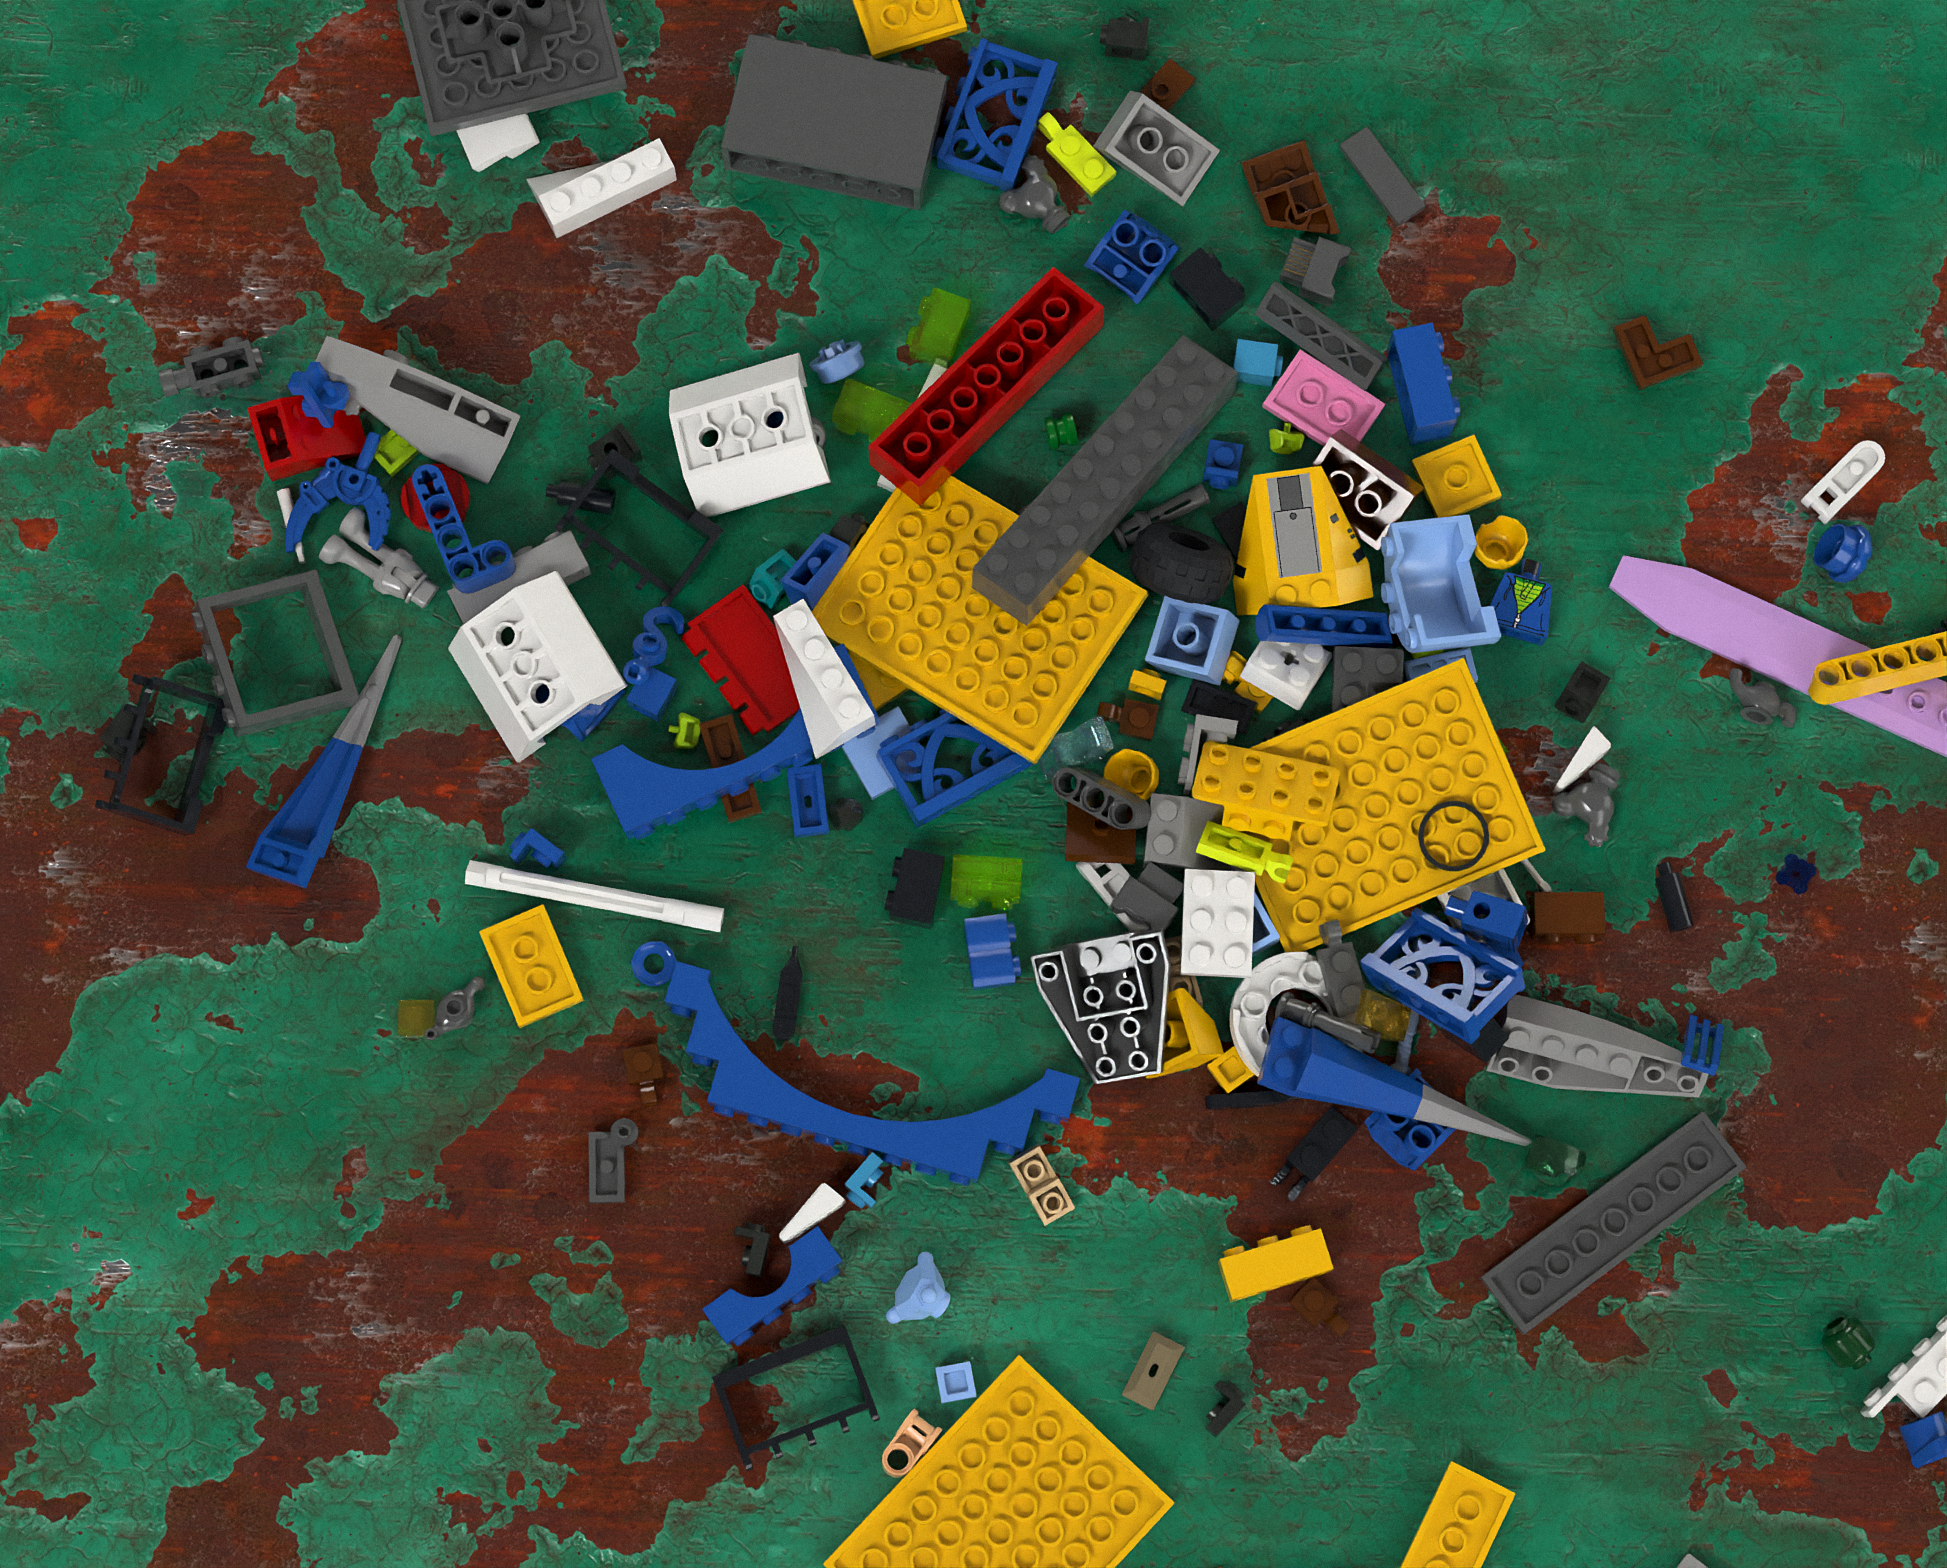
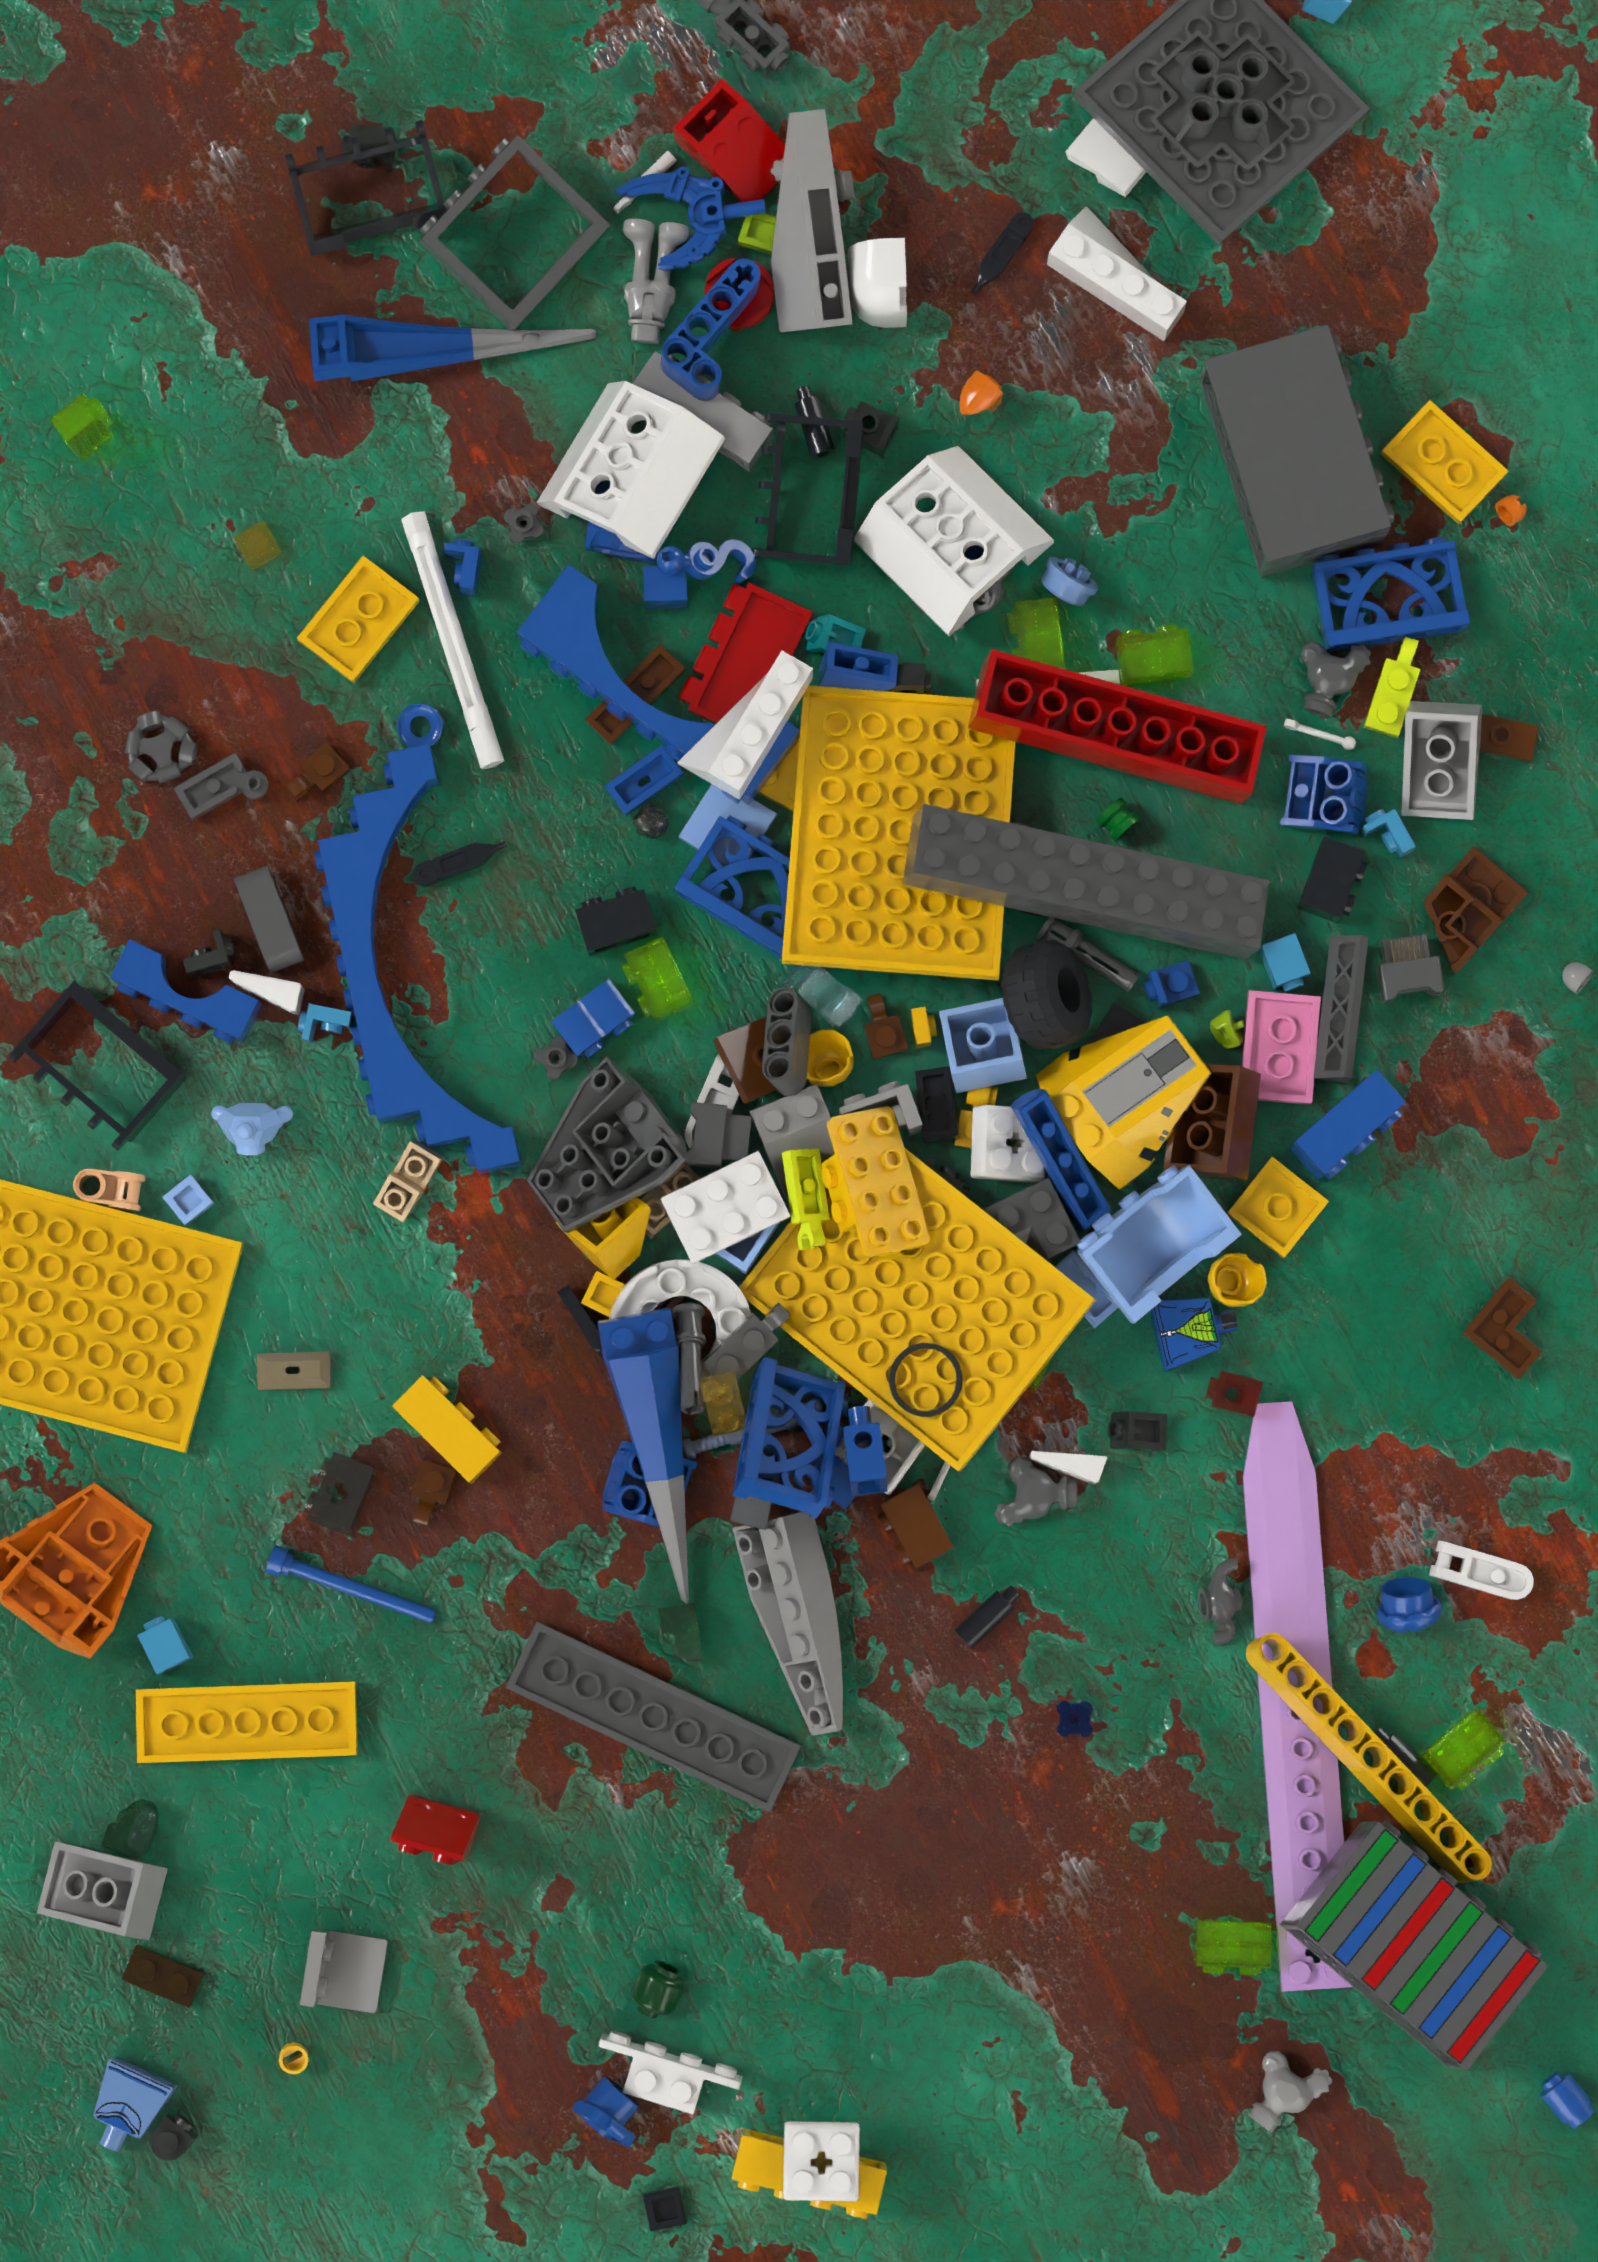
camera: 65 degrees right, 5 degrees up
(228, 1108) = (83, 425): none -> clear neon green brick
(320, 394) = (768, 132): blue hips -> none
(455, 1009) = (281, 575): dark grey piece -> none
(497, 373) = (878, 281): none -> white brick
(524, 264) = (1004, 249): none -> black piece
(532, 791) = (518, 532): none -> dark grey plate
(546, 1197) = (159, 747): none -> dark grey piece
(638, 347) = (980, 394): none -> orange plate
(687, 731) = (648, 638): lime piece -> none
(749, 1181) = (269, 919): none -> dark grey beam
(1000, 1011) = (554, 1068): none -> dark grey plate
(1098, 216) = (1348, 742): none -> white hinge
(1125, 38) = (1534, 674): pearl dark grey brick -> none
(1197, 217) = (1395, 837): none -> dark azure bracket
(1223, 1414) = (286, 1453): pearl dark grey bracket -> none
(1279, 1366) = (357, 1483): none -> clear smoke brick
(1315, 1468) = (284, 1563): none -> blue piece
(1316, 1150) = (573, 1411): black hinge -> none
(1382, 176) = (1535, 984): dark grey tile -> none
(1393, 141) = (1576, 976): none -> light grey hinge
(1599, 586) = (1247, 1389): none -> clear red brick
(1618, 1455) = (436, 1829): none -> red slope
(1705, 1031) = (880, 1709): blue tile -> none

